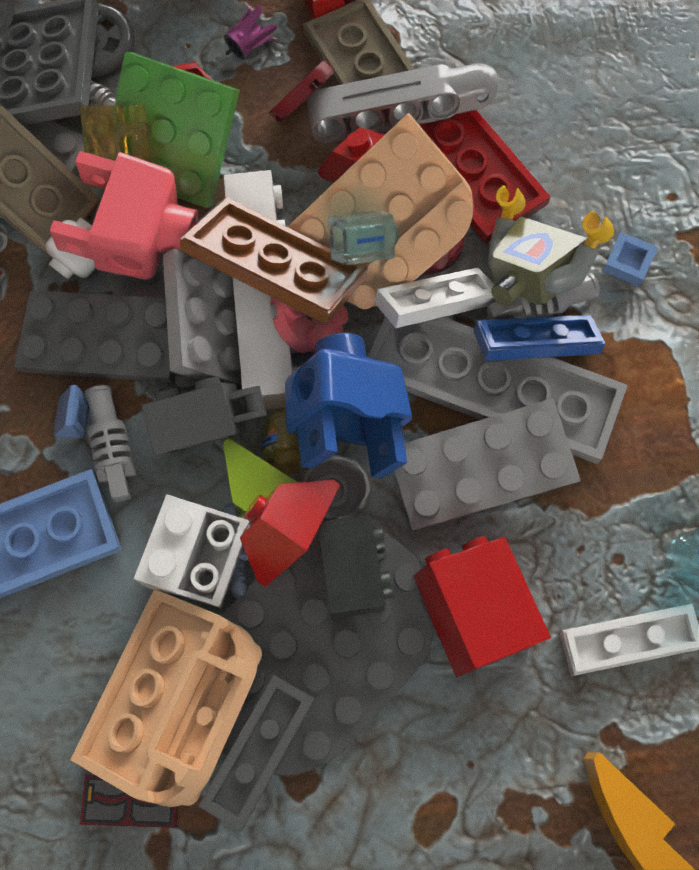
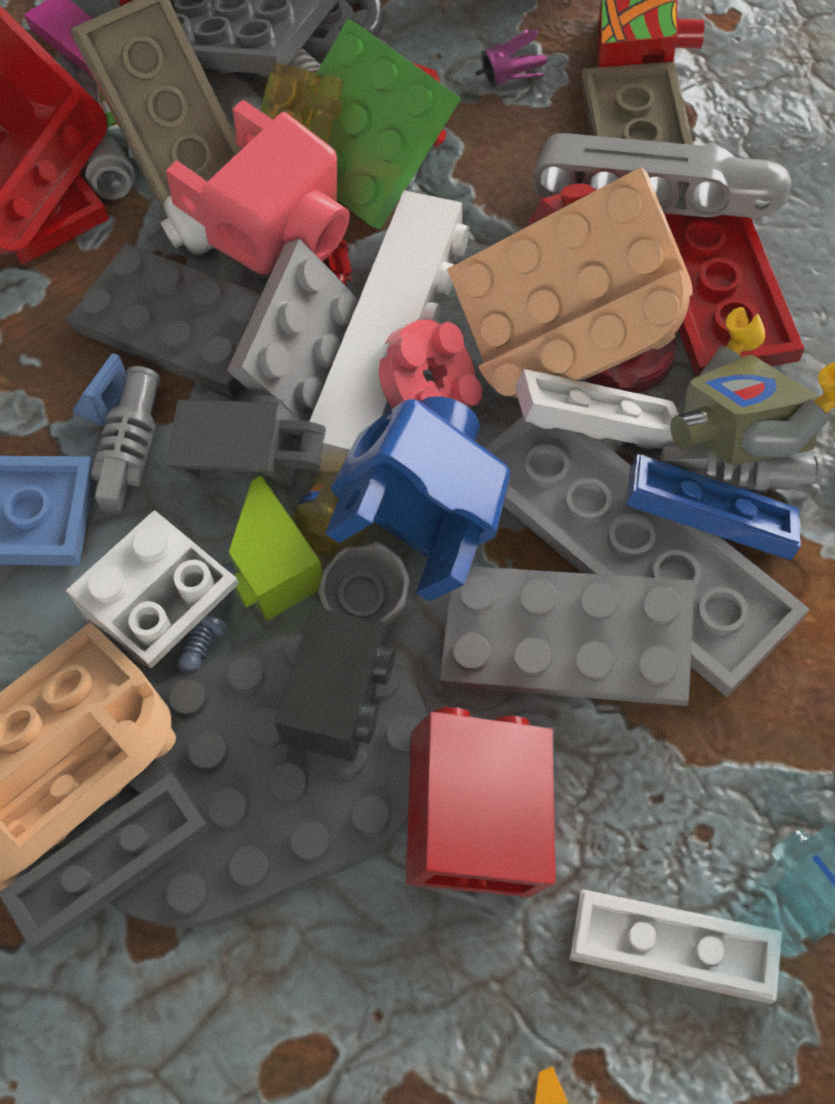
camera: 25 degrees right, 10 degrees down
(273, 260) = (414, 294): dark orange tile -> none
(284, 525) = (268, 589): red slope -> none
(301, 91) = (535, 129): dark red tile -> none
(362, 237) = (529, 297): clear light blue brick -> none

